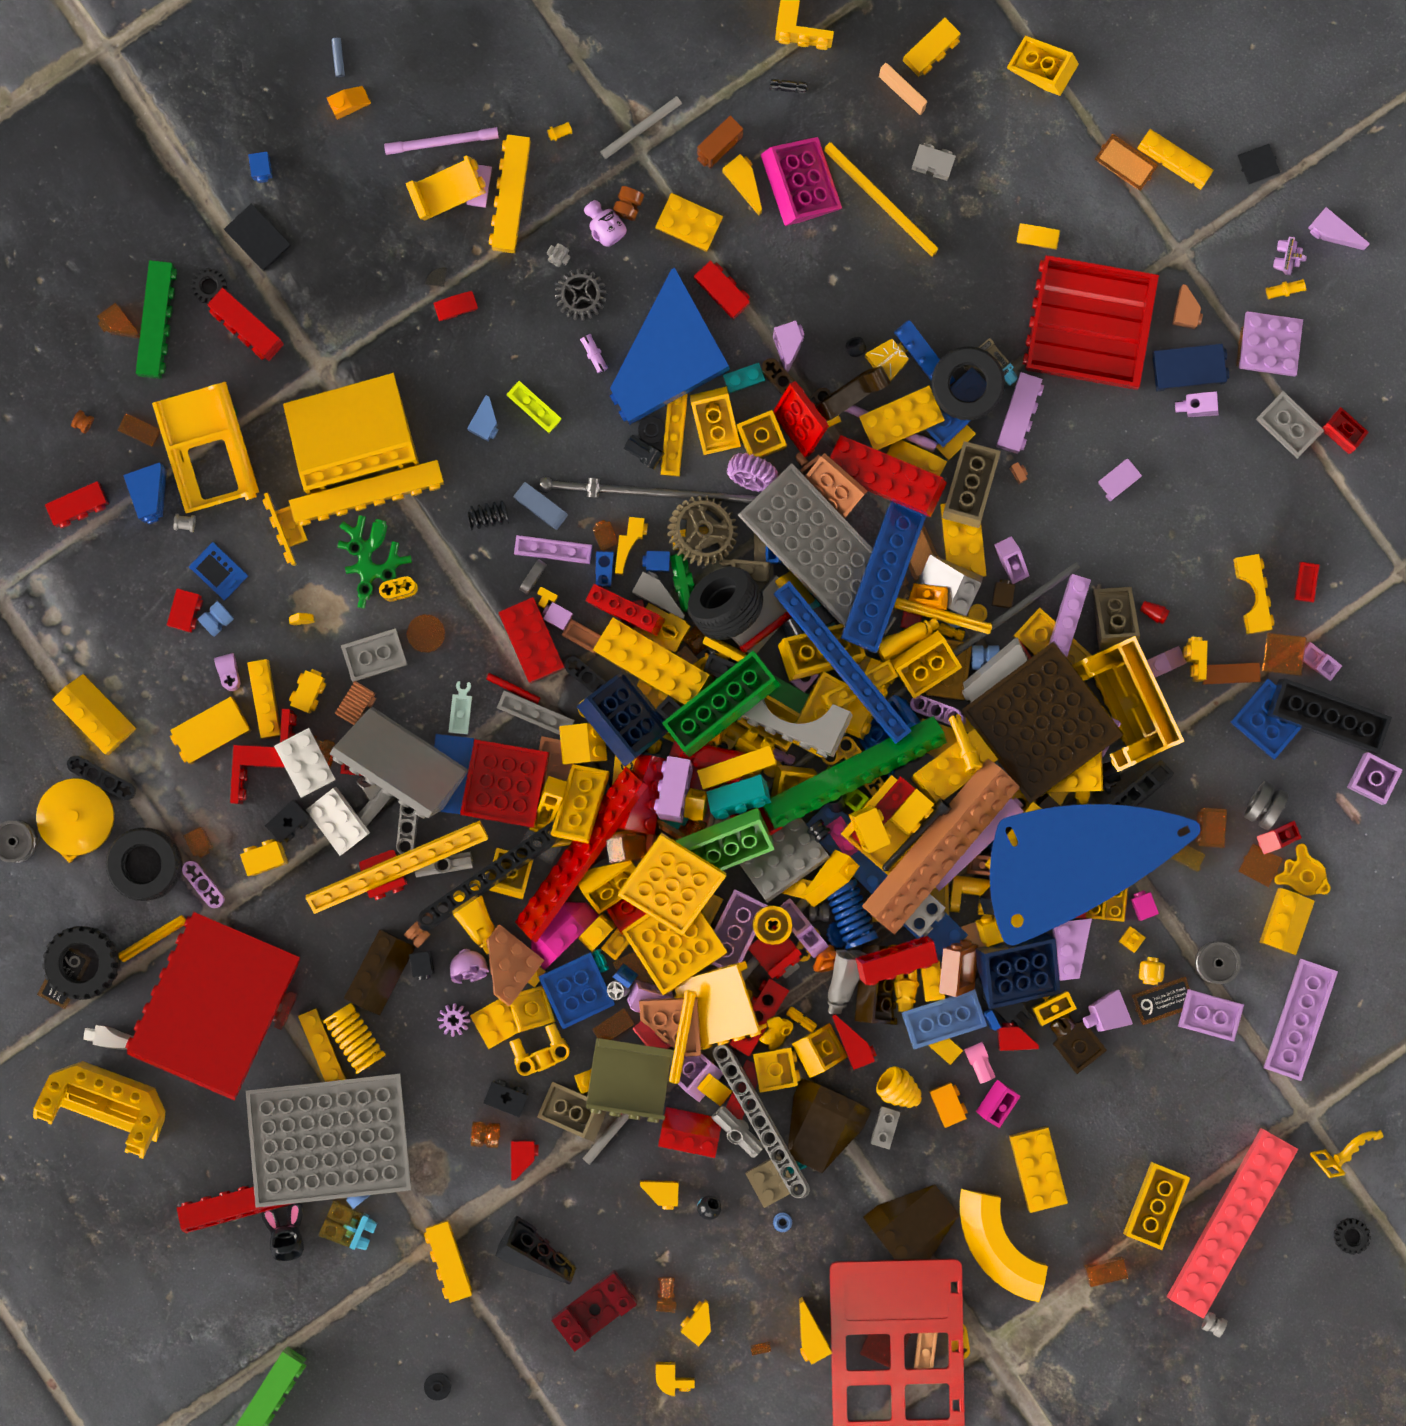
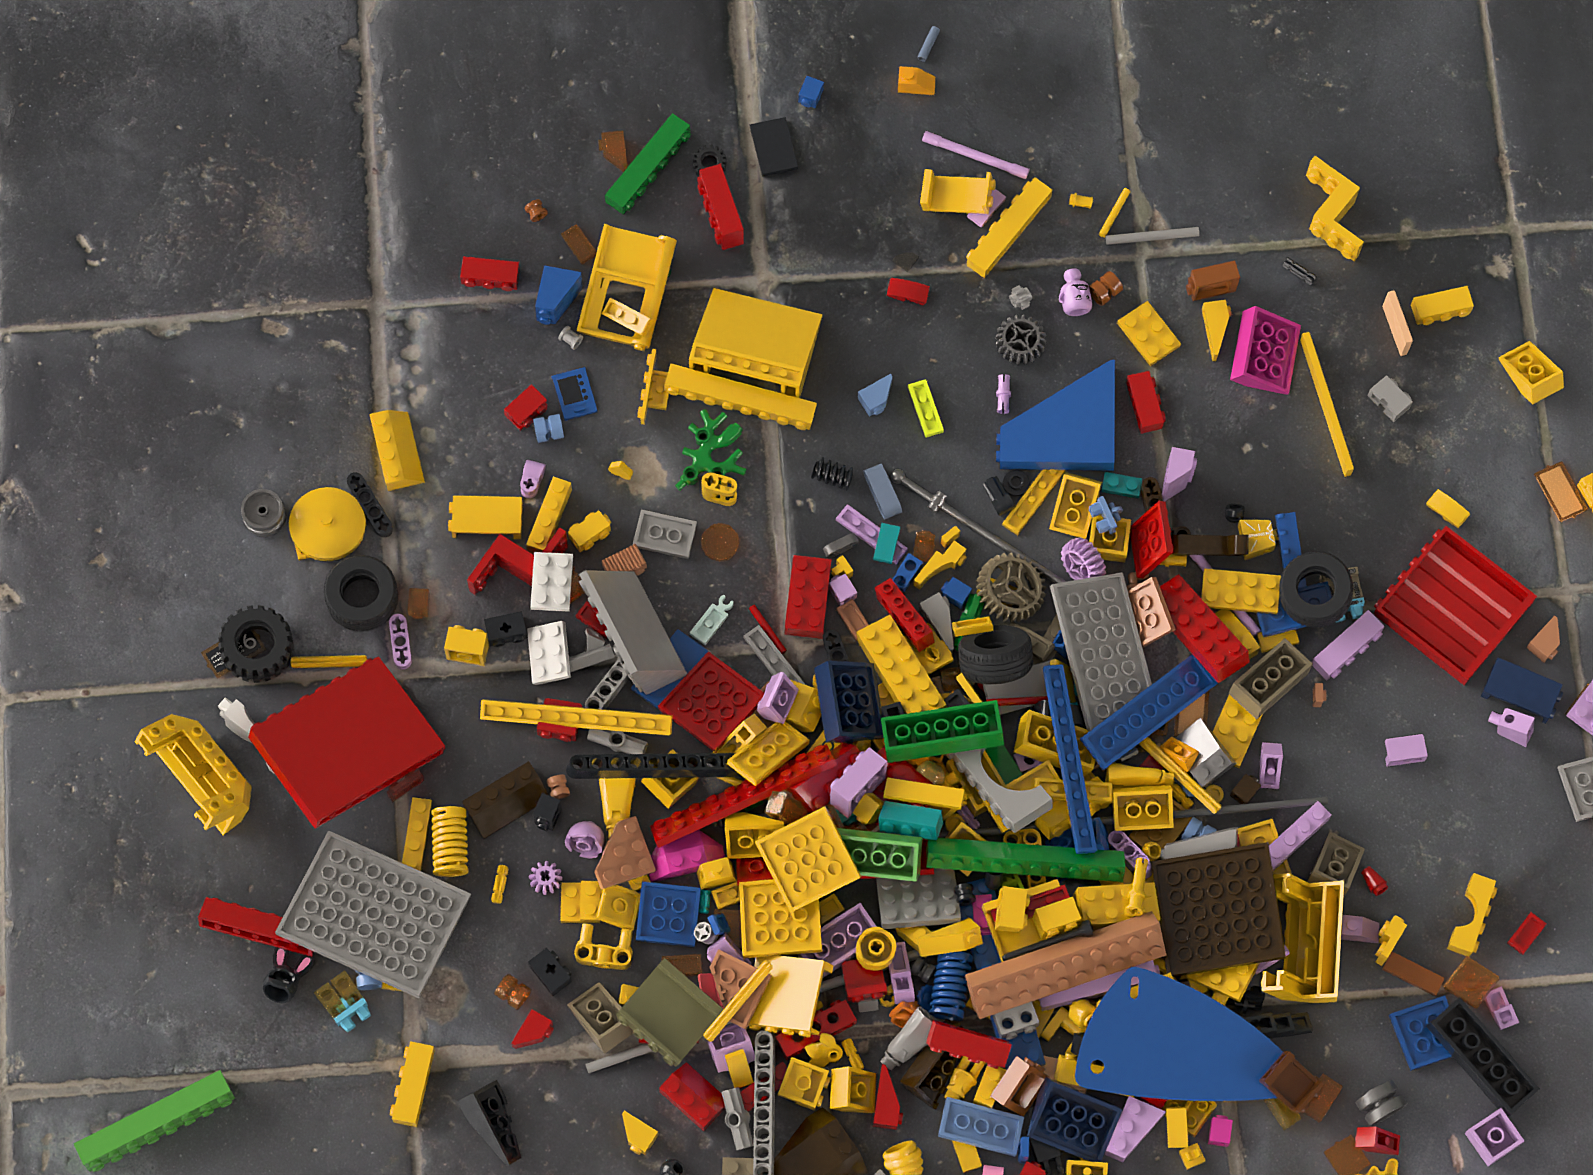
camera: 30 degrees right, 15 degrees down
(223, 476) = (627, 317): none -> yellow tile
(418, 1047) = (499, 884): none -> yellow axle
(561, 752) = (777, 698): none -> lavender slope
(571, 552) = (886, 543): none -> teal tile
(595, 125) = (1116, 209): none -> yellow bar
(623, 513) = (950, 536): none -> yellow tile
(690, 587) = (972, 626): none -> yellow tile
(732, 743) = (932, 772): none -> clear yellow helmet
(755, 426) = (1108, 522): none -> medium blue hips
(954, 698) = (1152, 850): none -> yellow plate
(976, 875) = (1081, 1012): none -> yellow head
(1107, 924) = (1177, 1127): none -> yellow tile
(1184, 834) = (1291, 1083): none -> reddish brown panel

